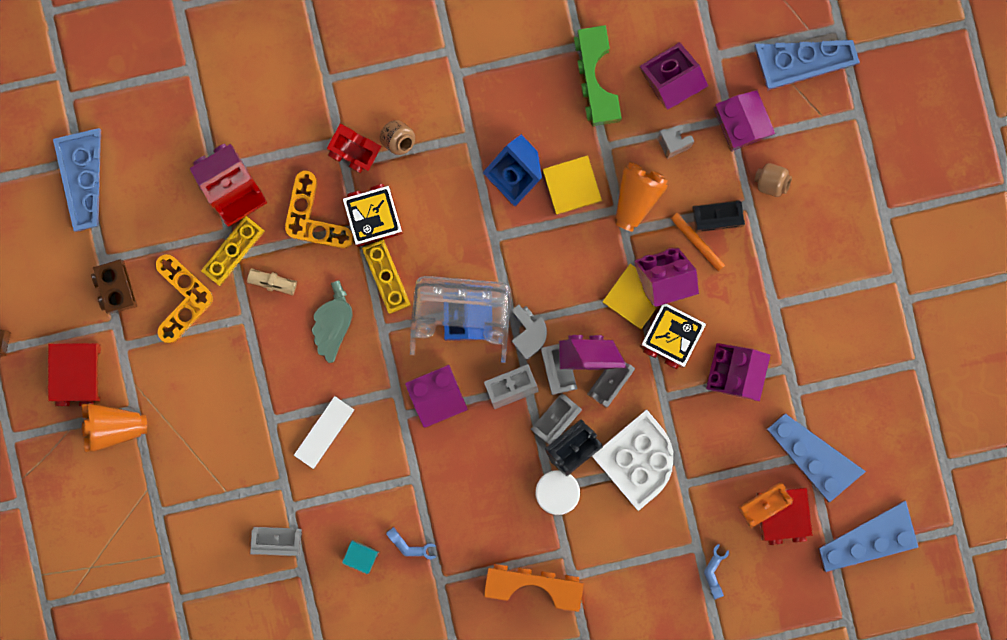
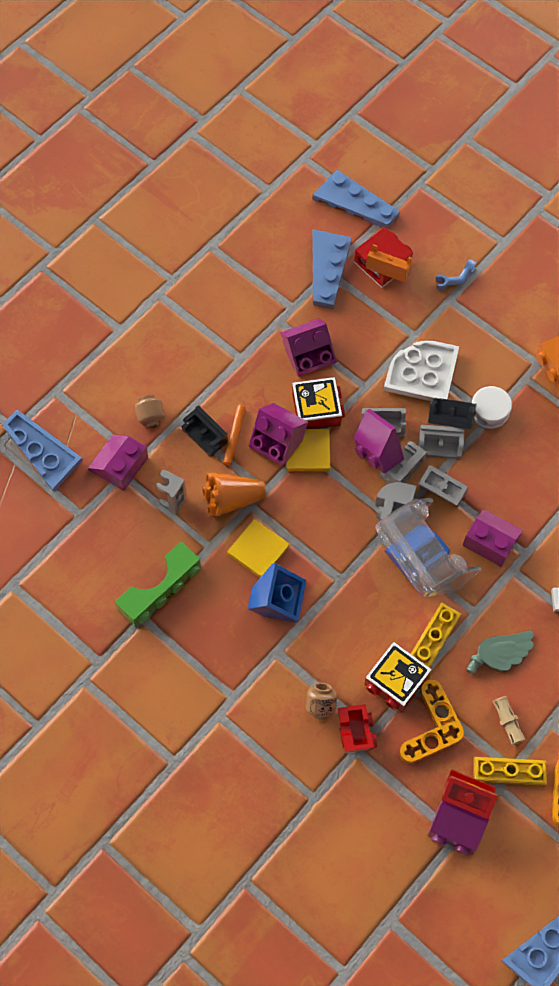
camera: 130 degrees left, 20 degrees down
(674, 76) = (118, 530): magenta slope -> none

